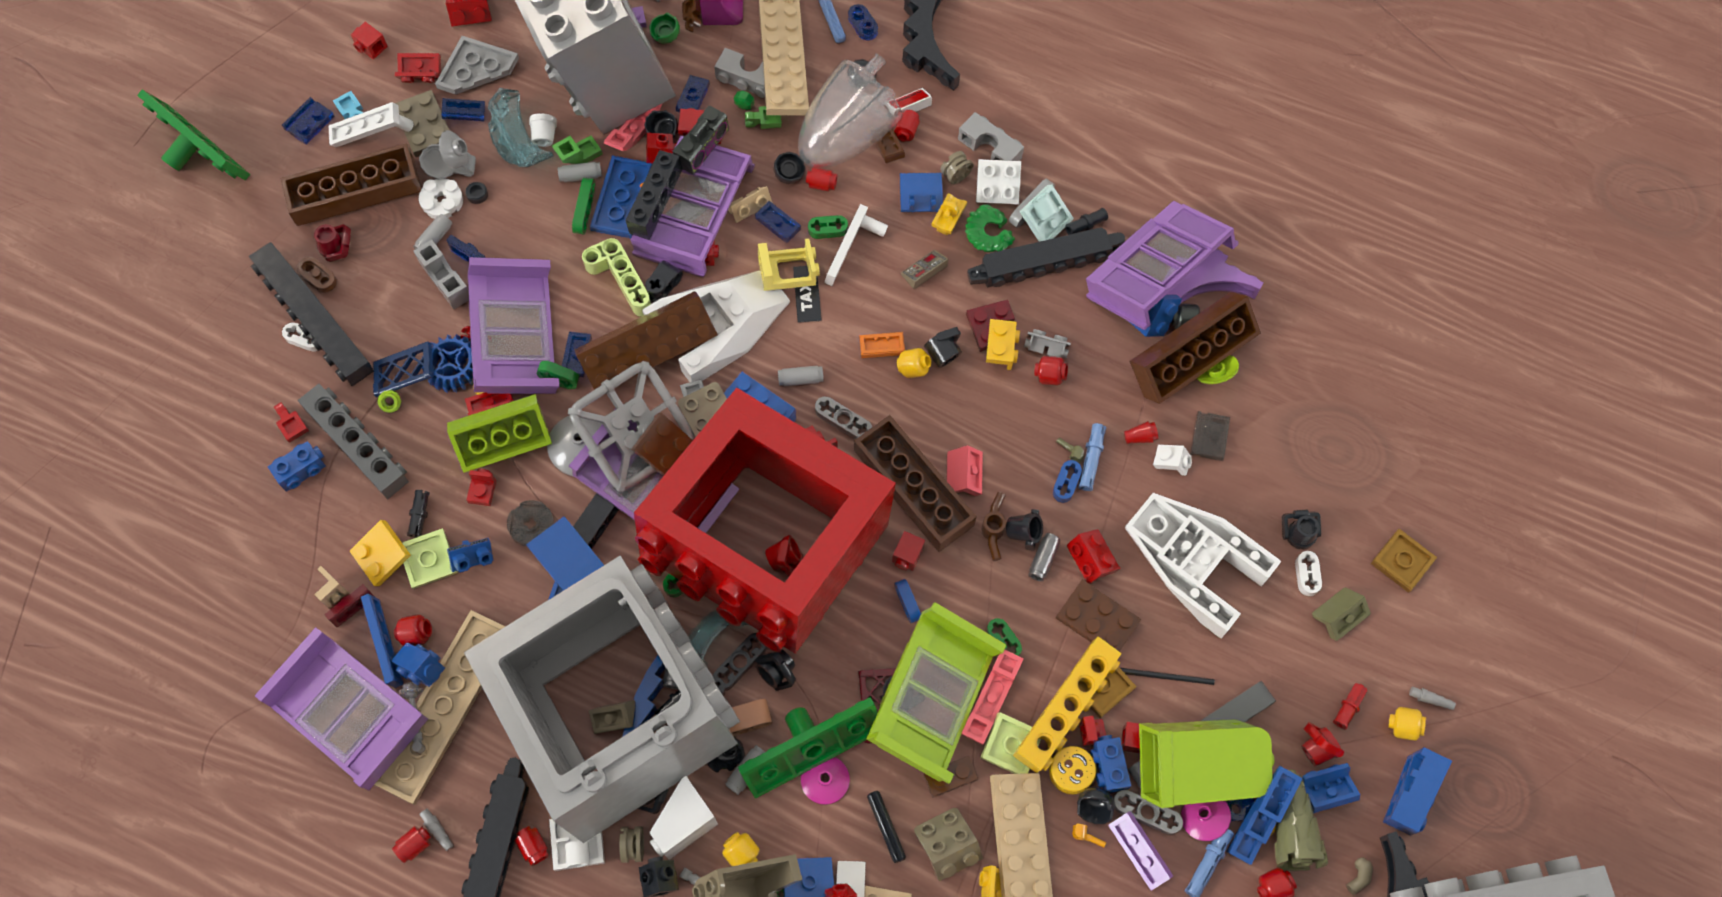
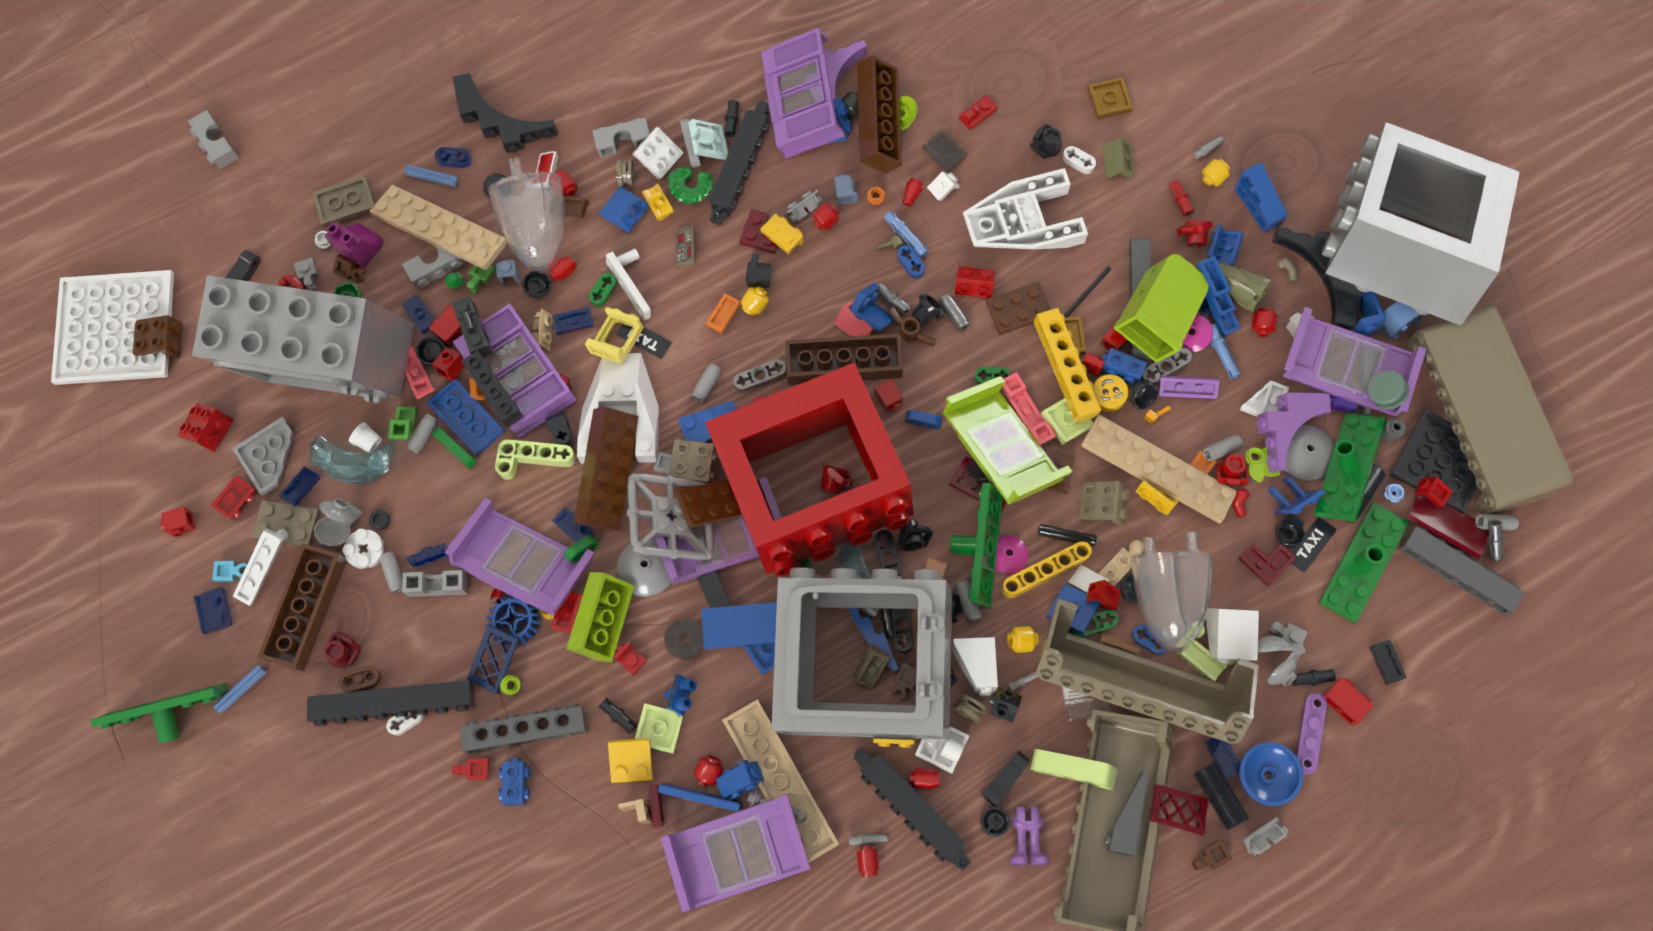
camera: 50 degrees left, 5 degrees up
(250, 187) = (239, 689): none -> medium blue axle
(785, 134) = (507, 269): none -> sand blue window
(826, 817) = (1053, 563): none -> yellow beam
(982, 473) = (867, 310): none -> blue bracket
(1014, 489) = (893, 299): none -> flat silver pin
(1093, 369) = (845, 190): none -> sand blue window
(1111, 397) = (876, 191): none -> orange plate
(1279, 441) = (978, 112): none -> red plate

